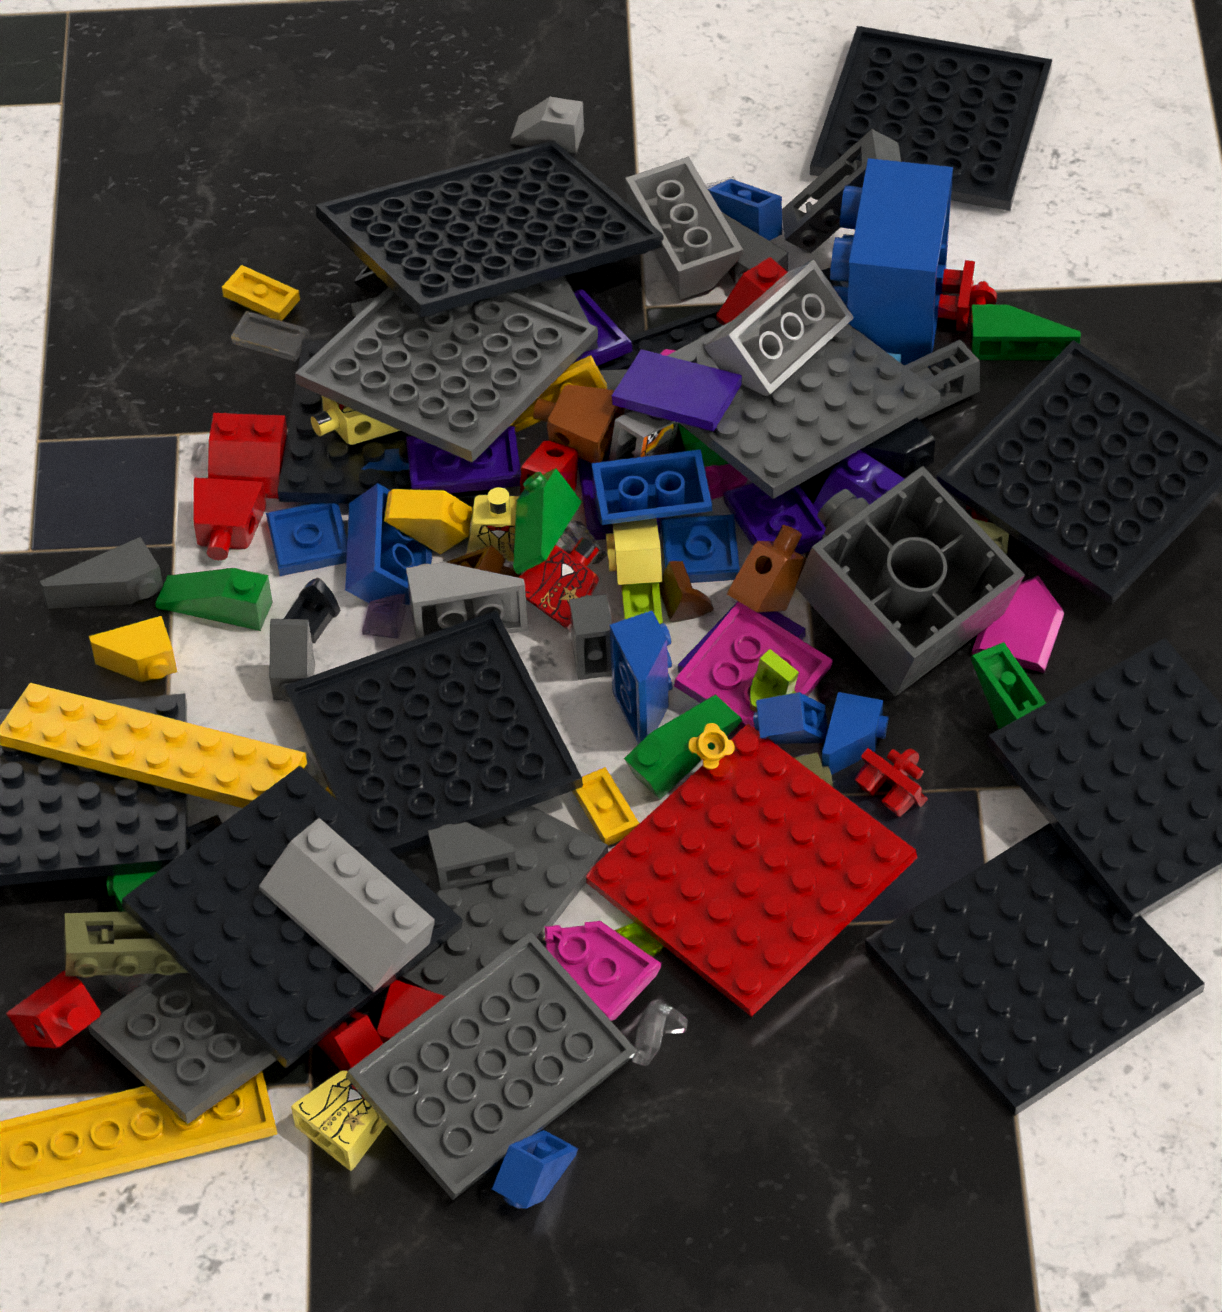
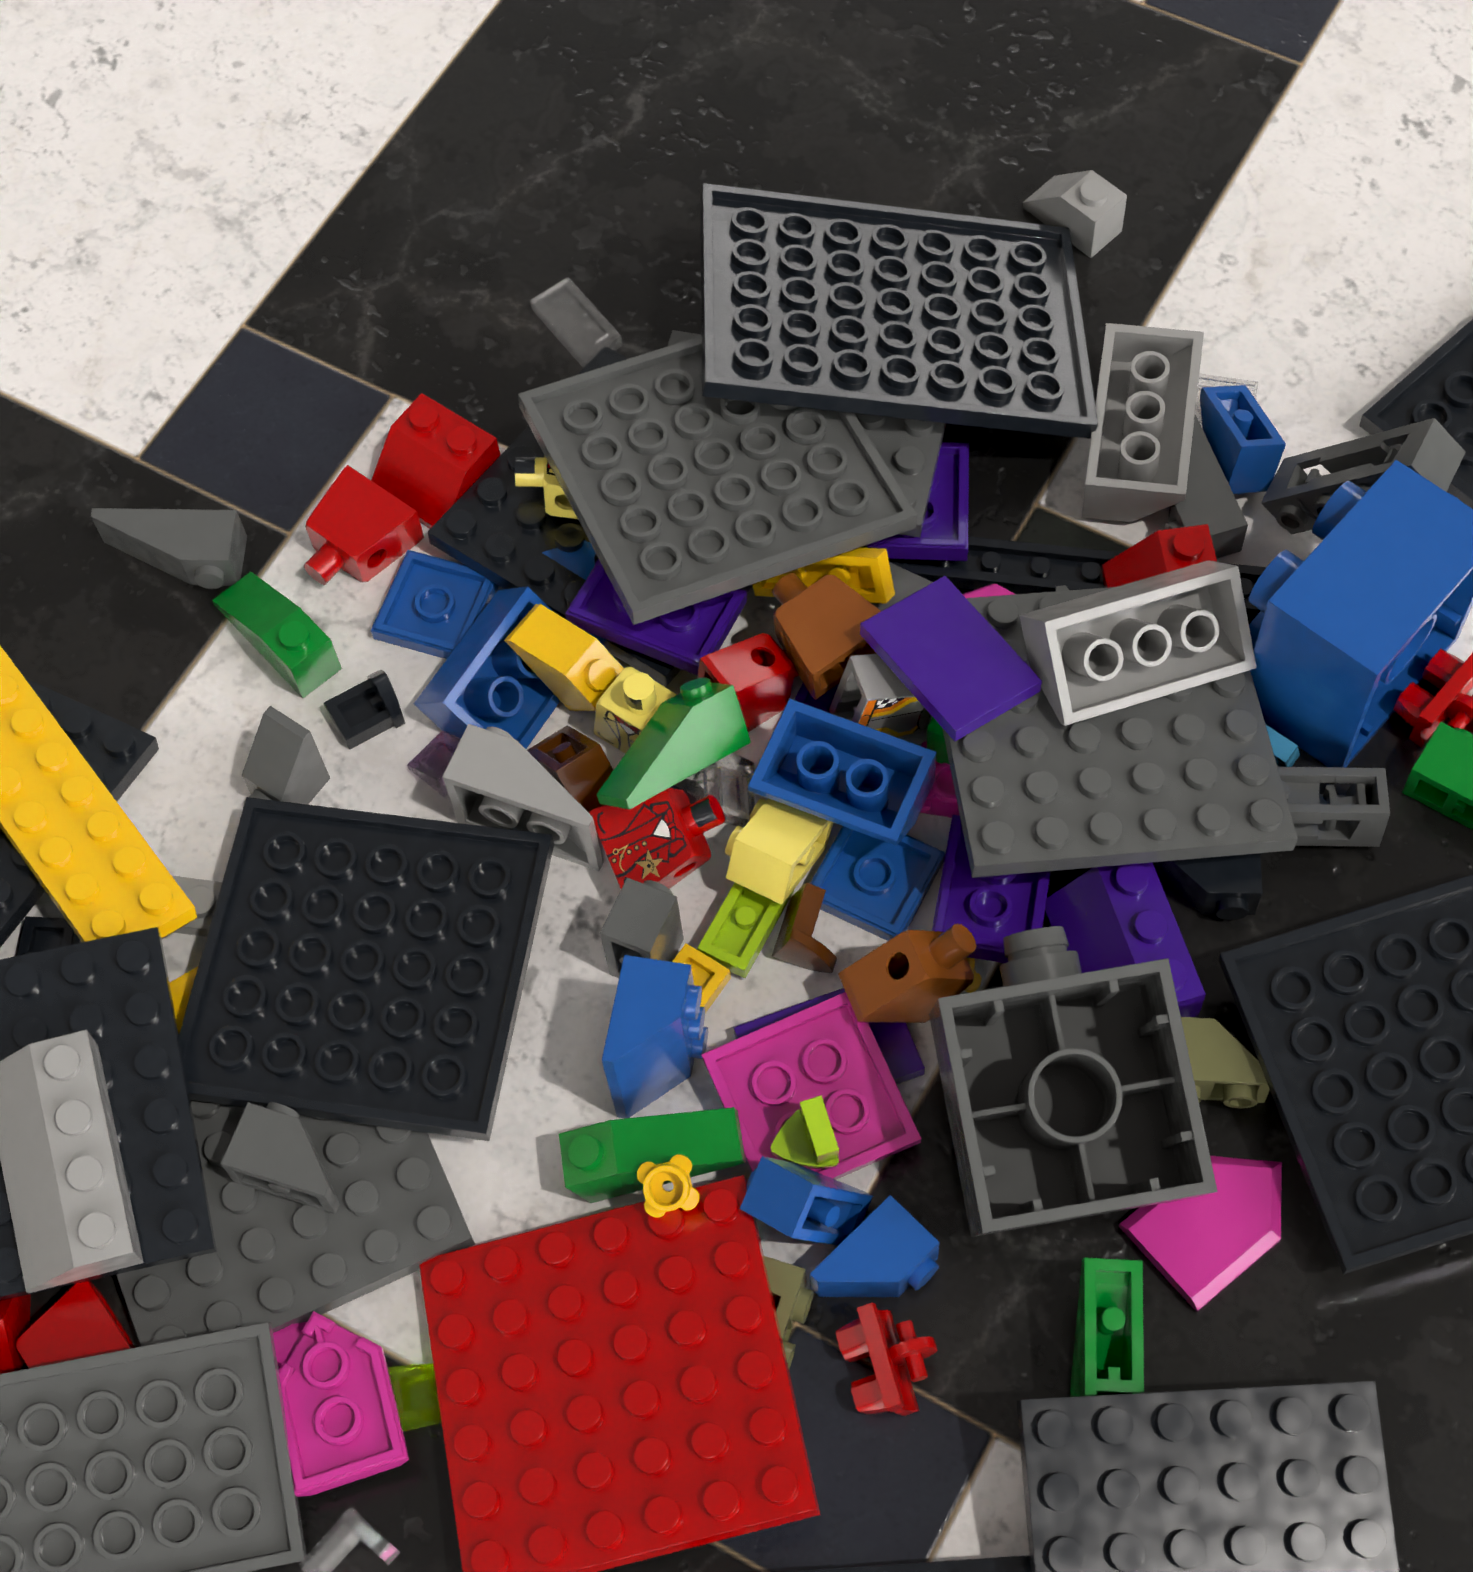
camera: 35 degrees right, 10 degrees up
(136, 650) = (147, 652): yellow slope -> none
(260, 293) = (599, 263): yellow plate -> none
(605, 807) = (510, 1179): yellow plate -> none

